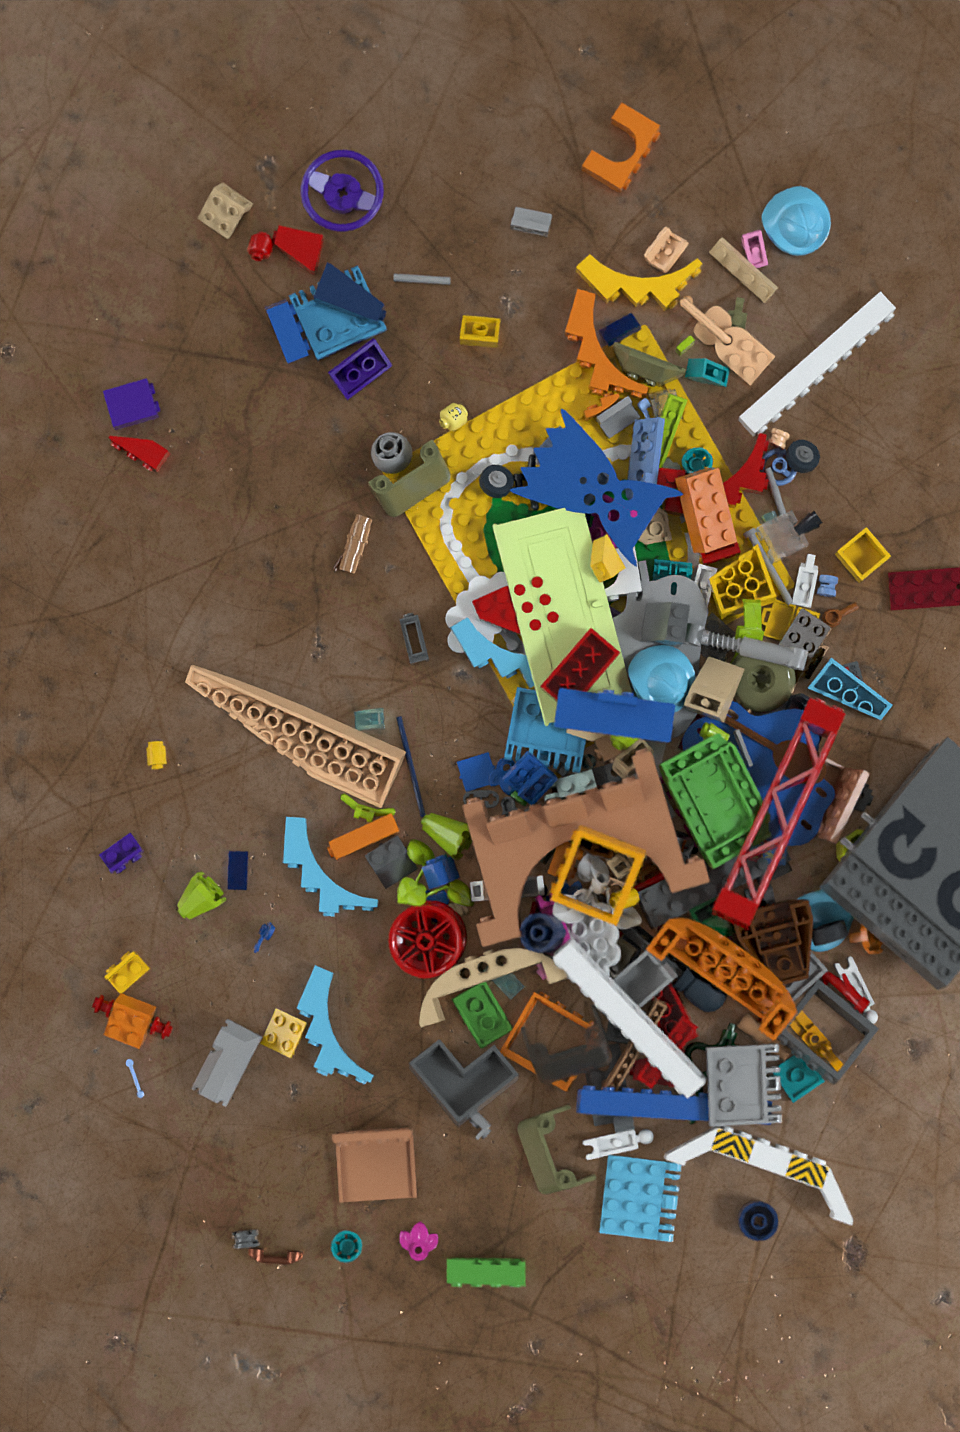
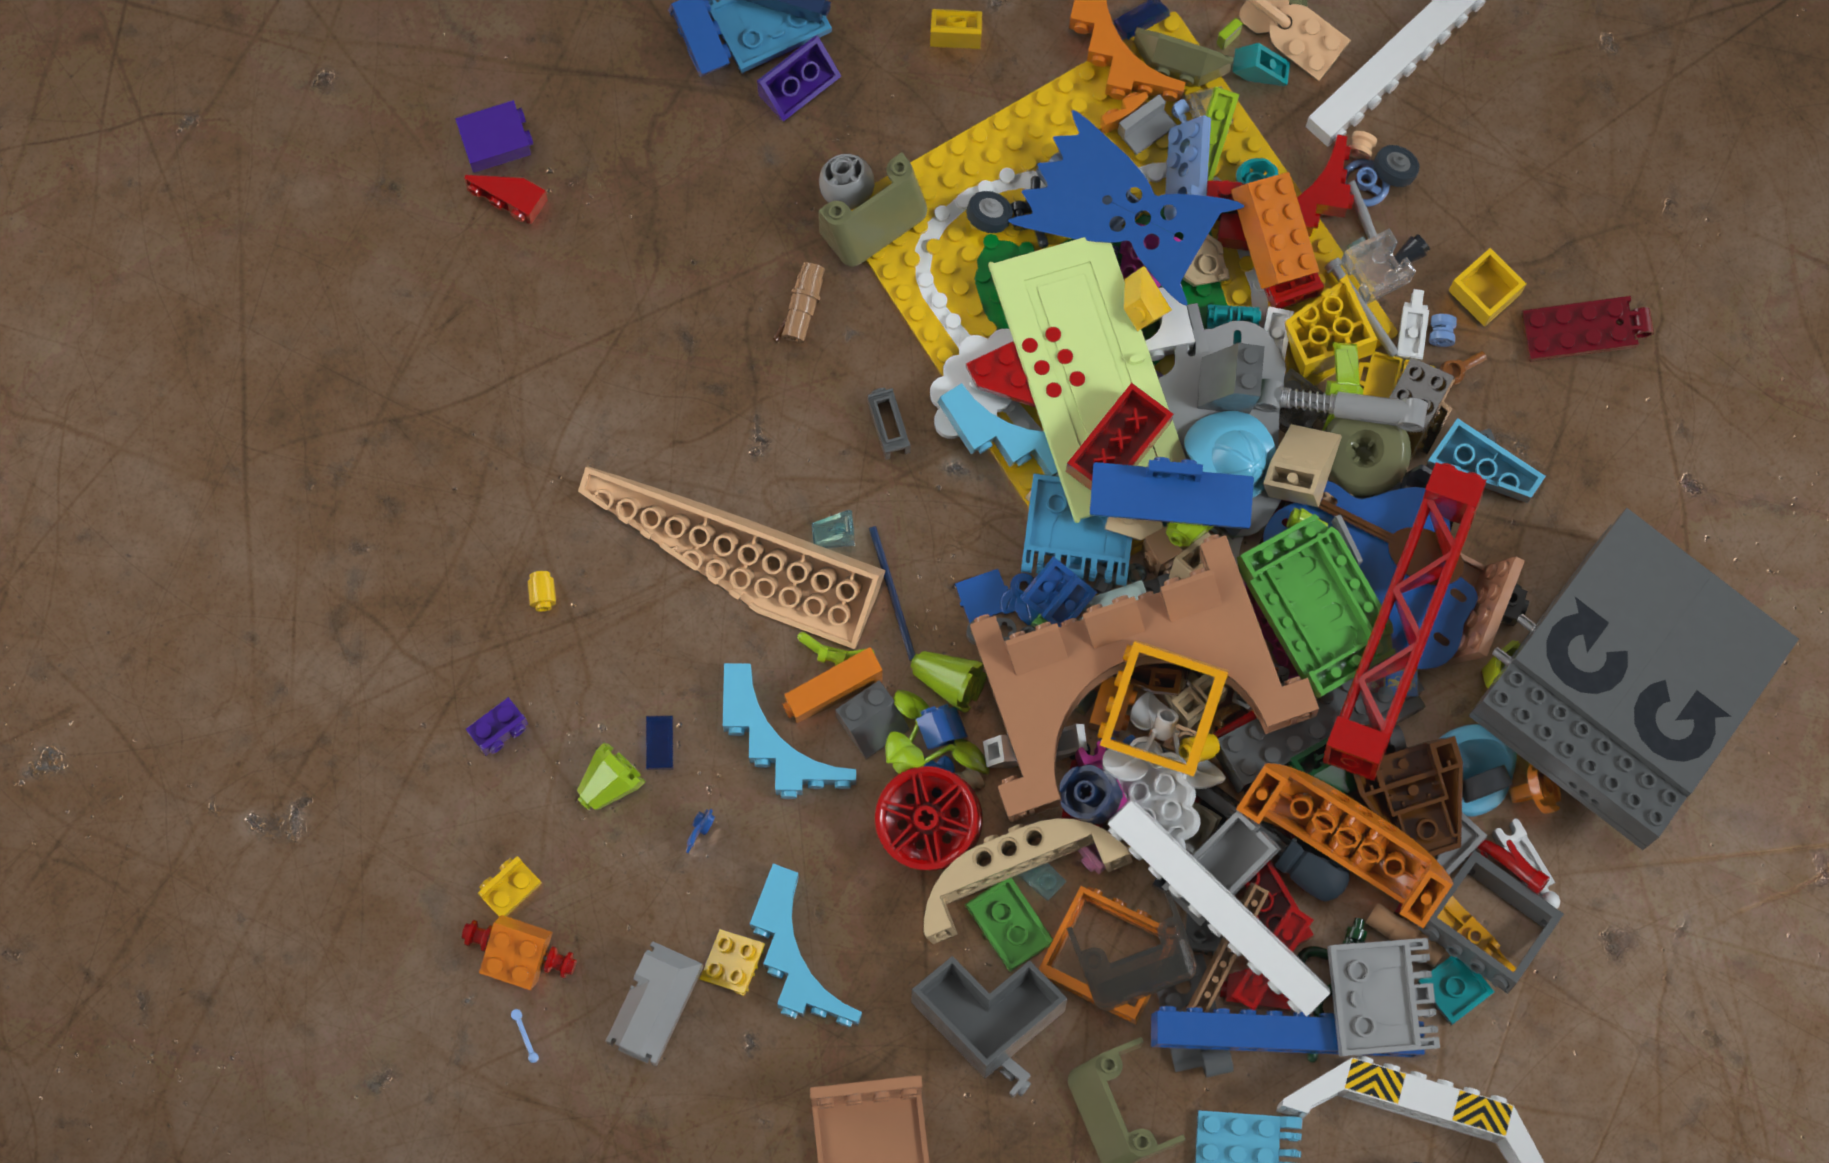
camera: 10 degrees left, 10 degrees down
(453, 416) = (926, 135): light yellow head -> none
(617, 1143) = (1209, 1092): white plate -> none

